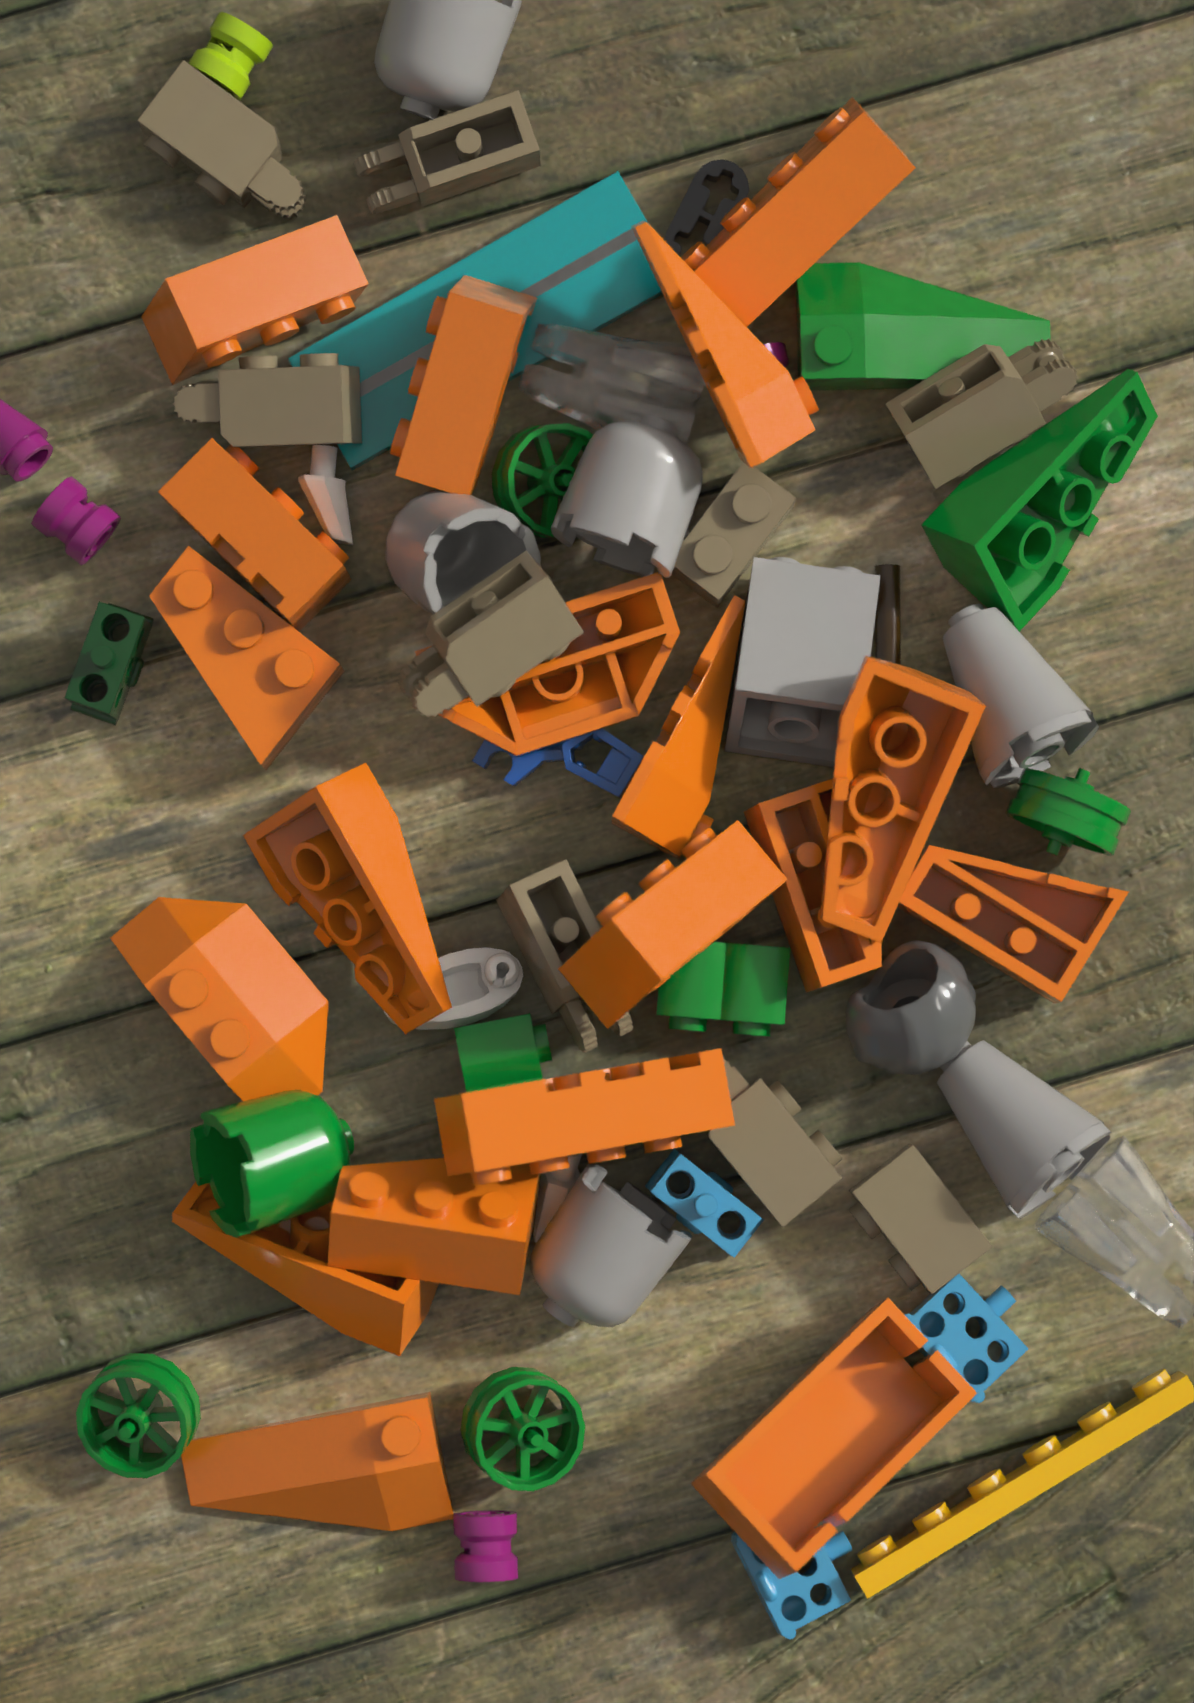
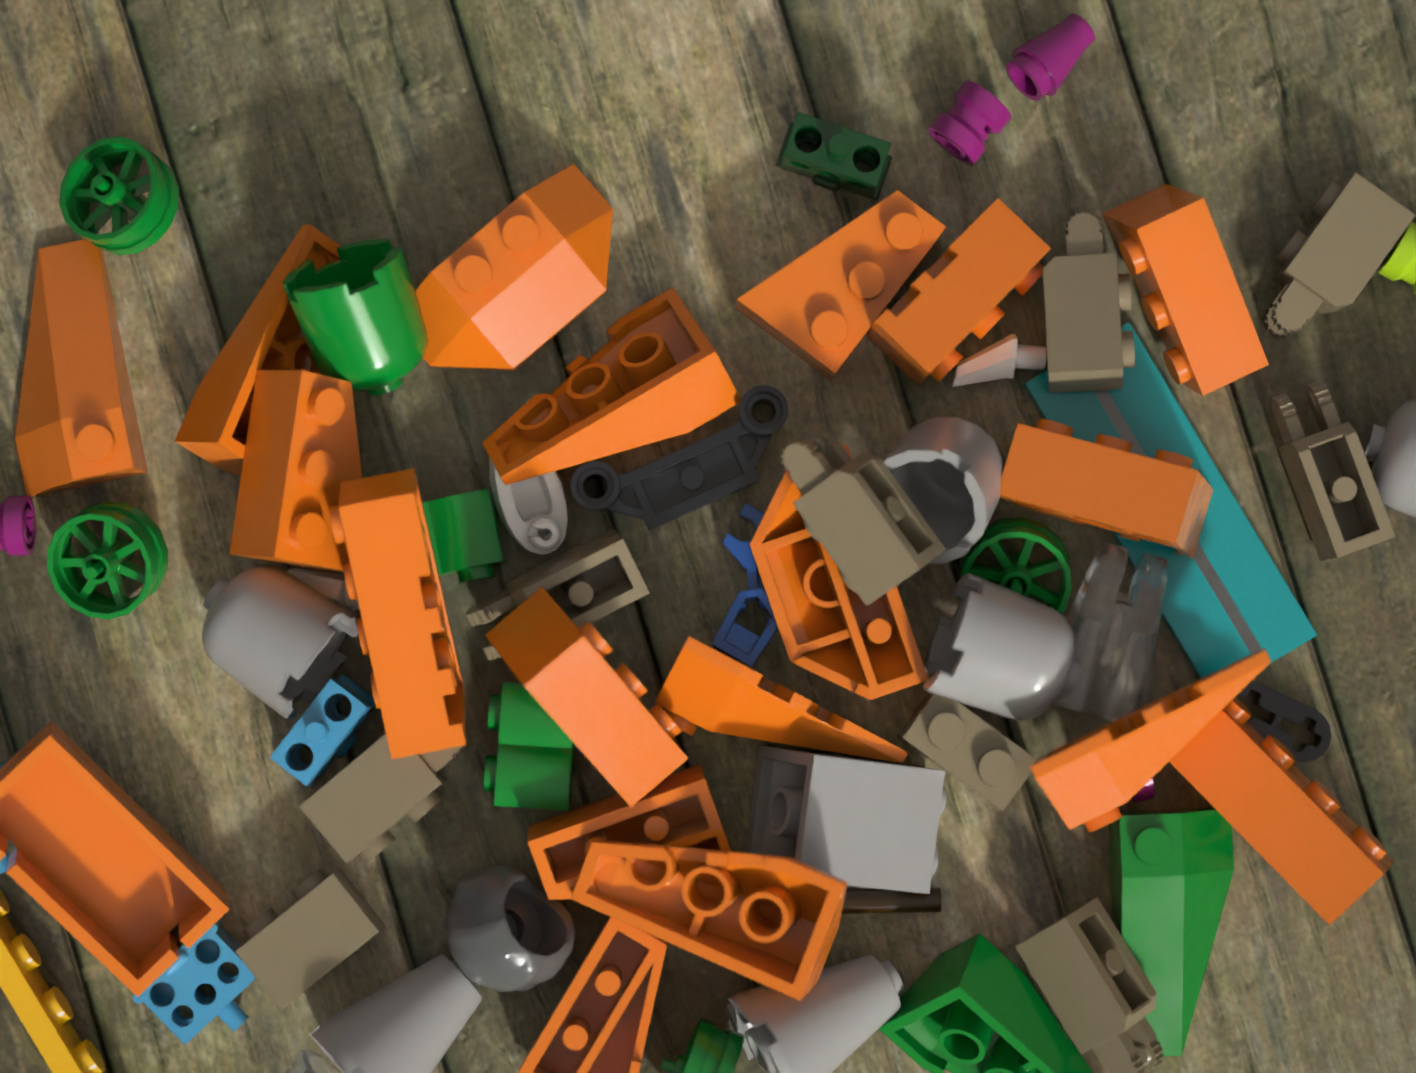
camera: 80 degrees right, 0 degrees up
(441, 815) = (689, 475): none -> black plate

